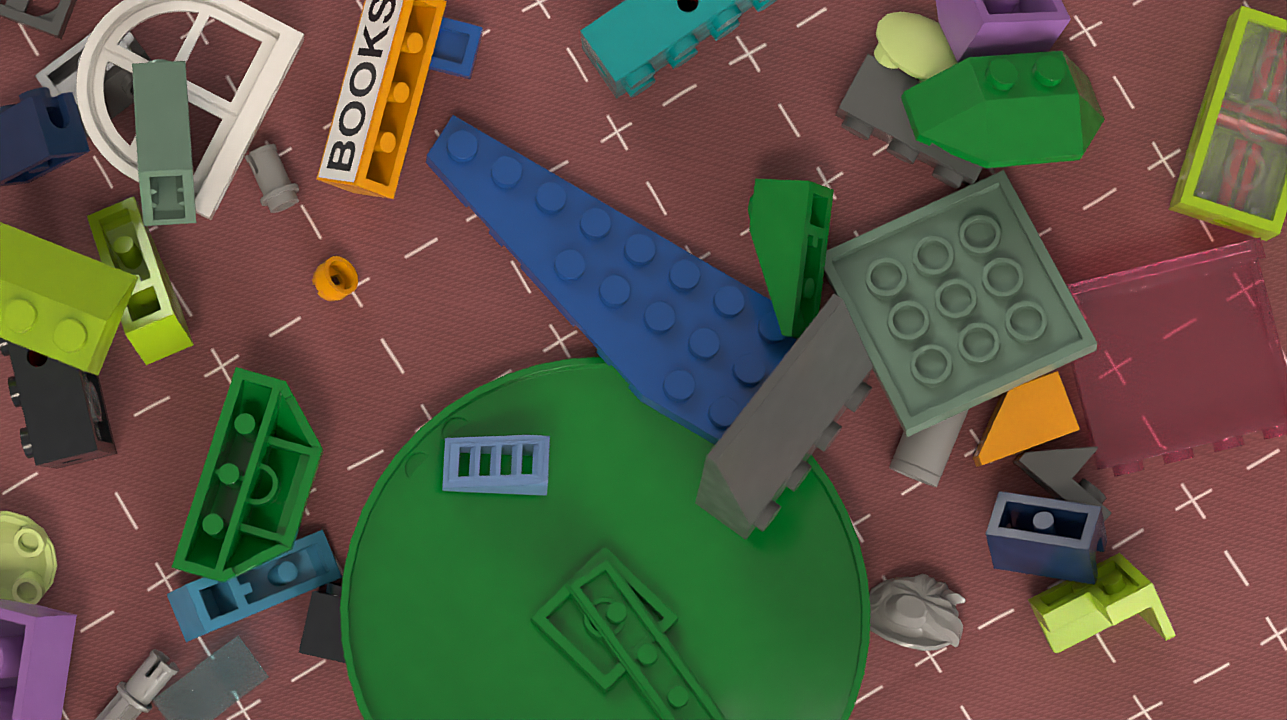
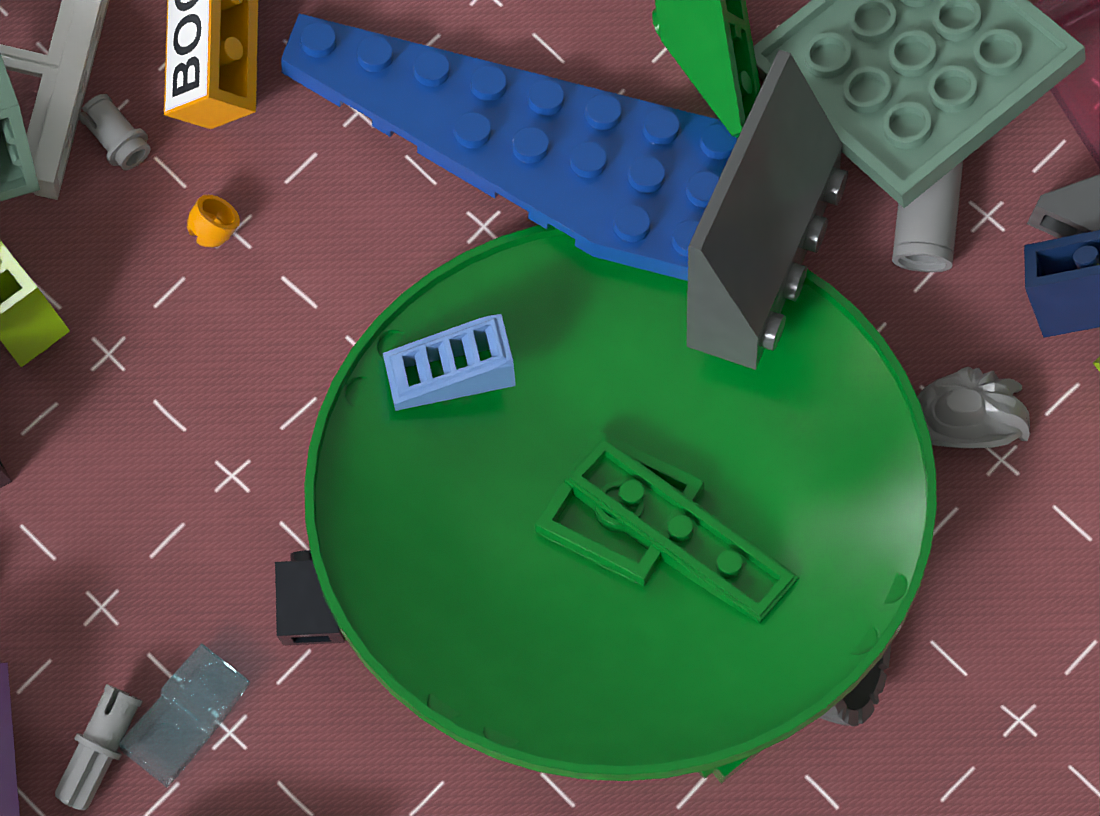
camera: 10 degrees left, 10 degrees down
(213, 604) = (201, 582): dark azure slope -> none
(251, 481) = (173, 454): green wedge -> none
(1026, 418) = (1030, 159): light orange slope -> none

